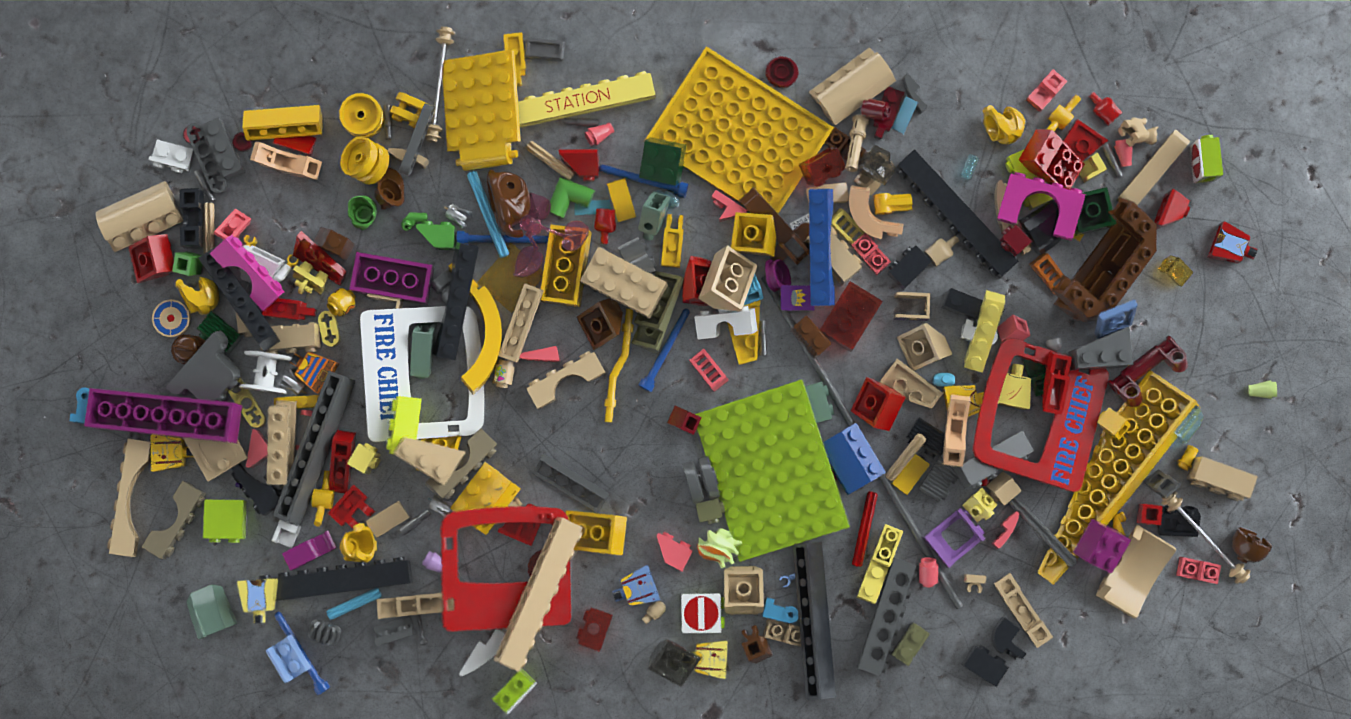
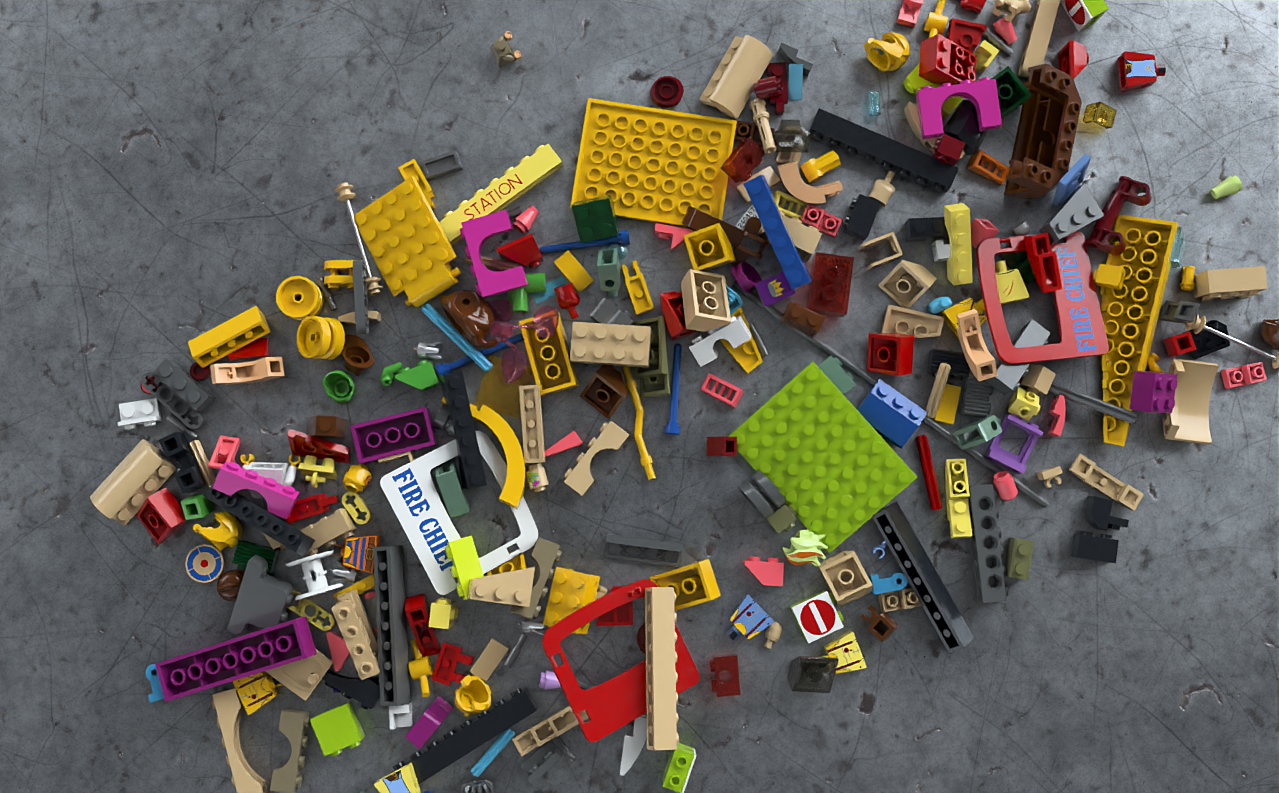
camera: 30 degrees left, 0 degrees up
(548, 127) = (476, 234): none -> dark pink arch
(931, 511) = (986, 427): none -> sand green torso

